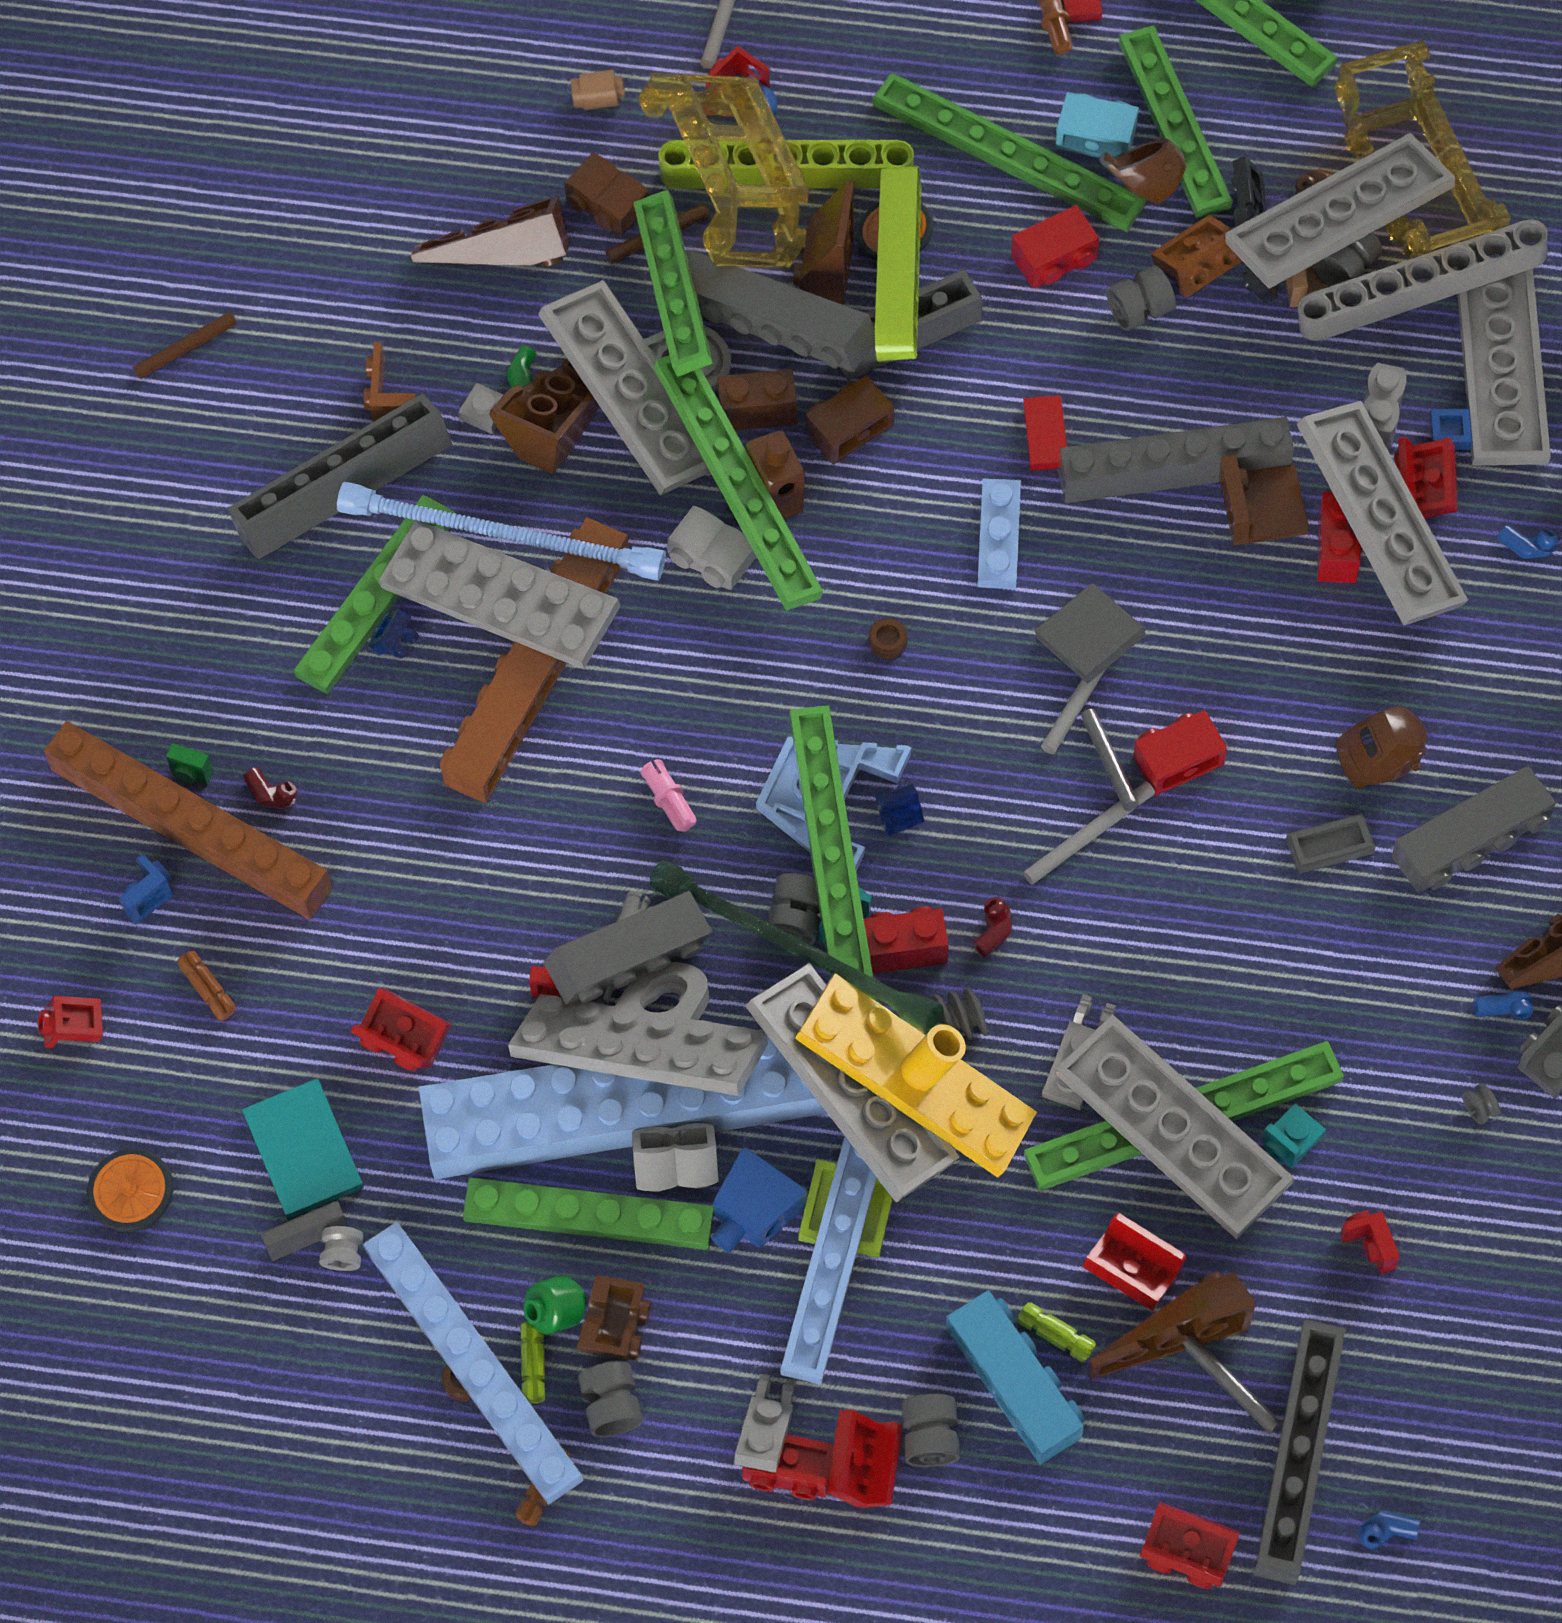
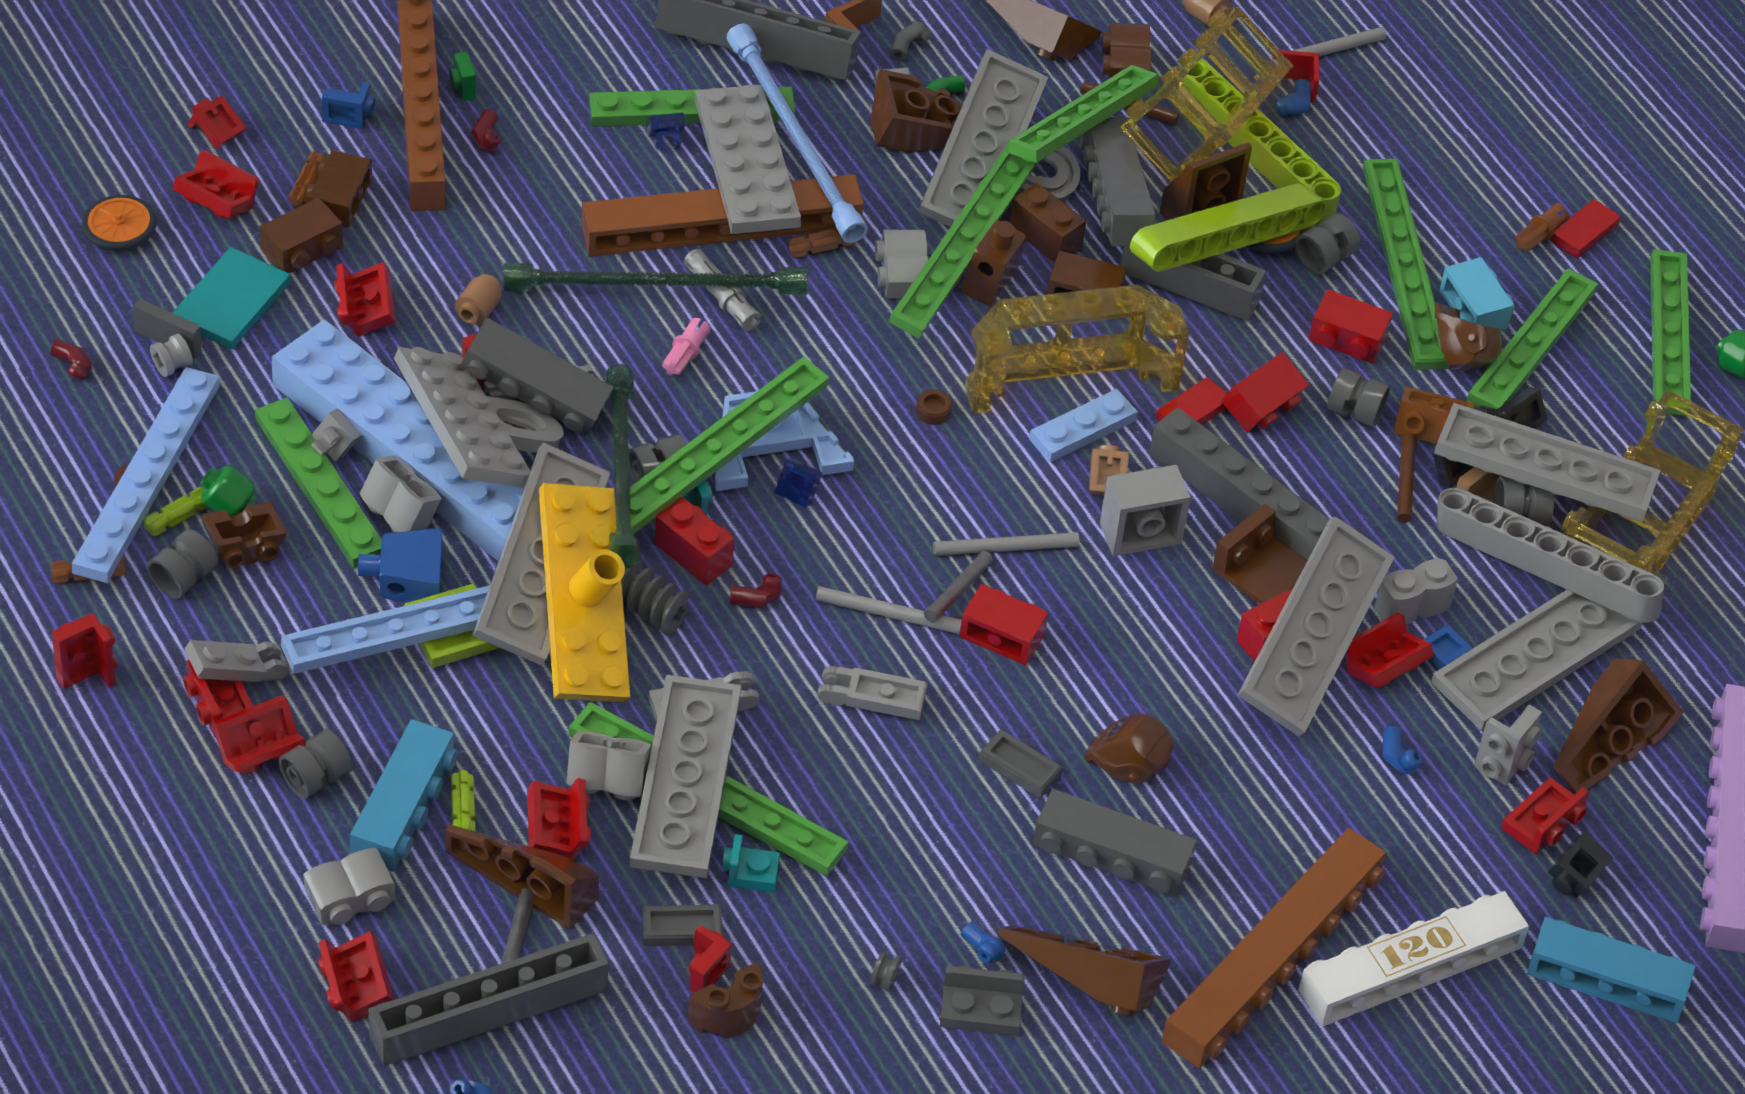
camera: 45 degrees right, 15 degrees down
(159, 1072) = (218, 186): none -> red bracket
(245, 965) = (341, 184): none -> reddish brown brick
(273, 1333) = (75, 355): none -> dark red arm
(280, 1038) = (301, 236): none -> reddish brown brick
(435, 358) = (903, 39): none -> dark grey arm
(477, 933) = (478, 299): none -> medium nougat brick
(480, 876) = (523, 278): none -> clear green hose
(555, 1167) = (335, 435): none -> light grey tile
(621, 718) = (731, 299): none -> light grey pin
(627, 594) = (816, 243): none -> dark orange axle
(664, 1538) = (84, 650): none -> red bracket
(917, 469) = (1001, 362): none -> clear yellow windscreen
(952, 197) = (1327, 244): none -> dark grey wheel
(1071, 550) = (1105, 462): none -> medium nougat bracket
(1082, 366) = (1265, 393): none -> red brick
(1086, 1489) = (349, 886): none -> light grey brick
(1090, 633) = (1051, 518): dark grey tile -> none
(1112, 1180) = (609, 764): none -> light grey brick
(1147, 554) = (1144, 510): none -> light grey brick
(1176, 906) = (873, 691): none -> light grey hinge
(1243, 324) = (1406, 478): none -> reddish brown bar
(1312, 1235) = (677, 923): none -> dark grey tile
(1442, 1246) = (731, 1008): none -> reddish brown cylinder

